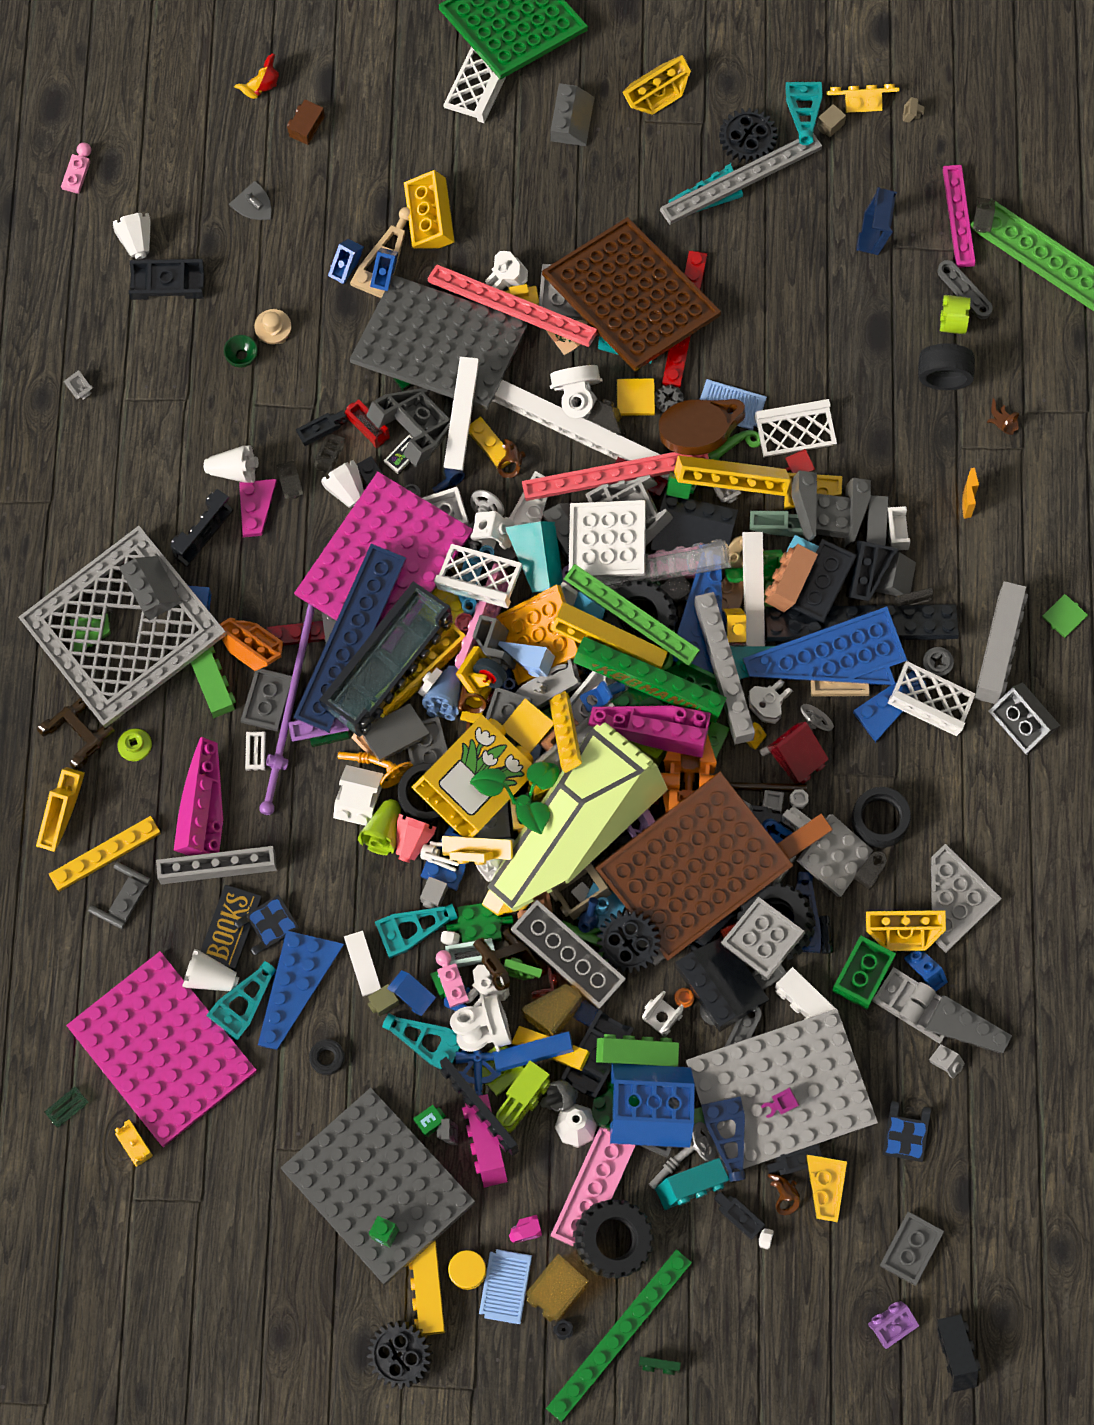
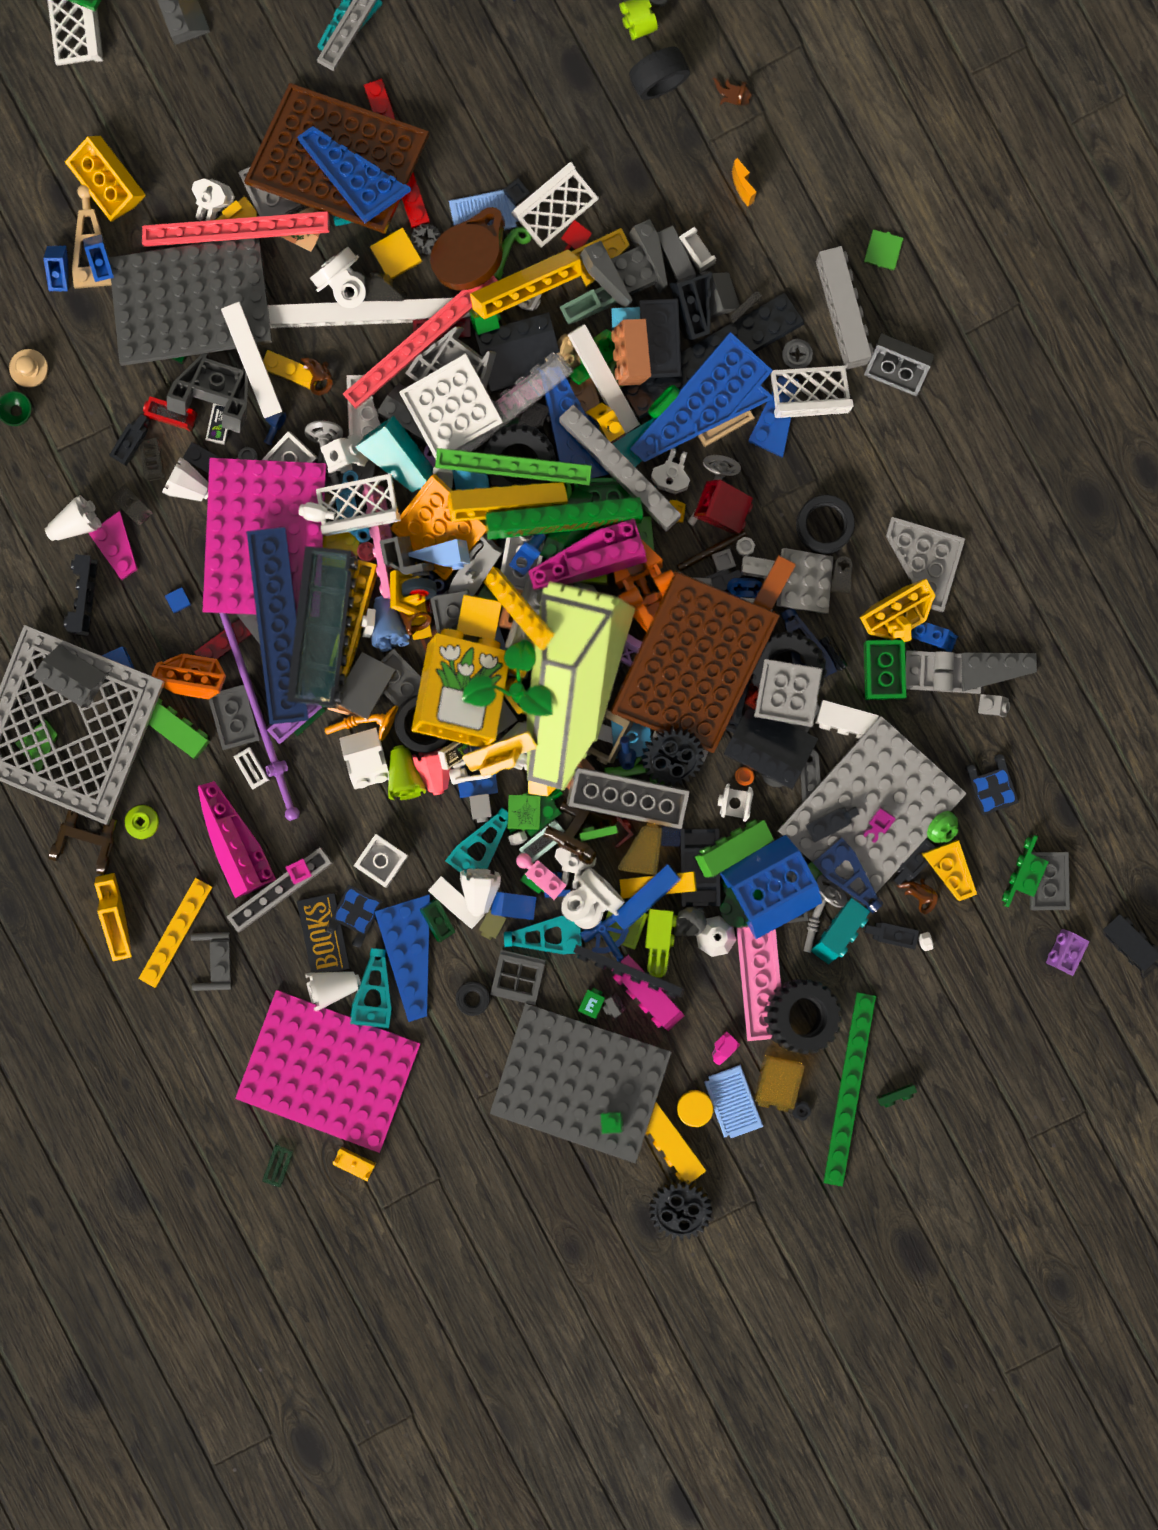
camera: 35 degrees left, 15 degrees up
(241, 854) = (299, 871): none -> dark pink plate
(280, 578) = (178, 600): none -> blue tile
(319, 889) = (381, 860): none -> white brick
(337, 969) = (437, 920): none -> dark green plate
(365, 1074) = (521, 960): none -> dark grey piece
(388, 961) = (479, 889): none -> white cone
(435, 830) = (453, 754): none -> tile
(439, 561) = (315, 512): none -> white plant
(468, 917) = (524, 812): none -> bright green piece
(636, 315) = (357, 179): none -> blue wing
(737, 1078) = (831, 823): none -> black hinge
(768, 400) = (516, 191): none -> black tile
(795, 634) = (663, 401): none -> green tile
(838, 1137) = (943, 827): none -> bright green piece
(895, 1230) = (1028, 873): none -> green bracket
(897, 941) = (901, 628): none -> yellow tile

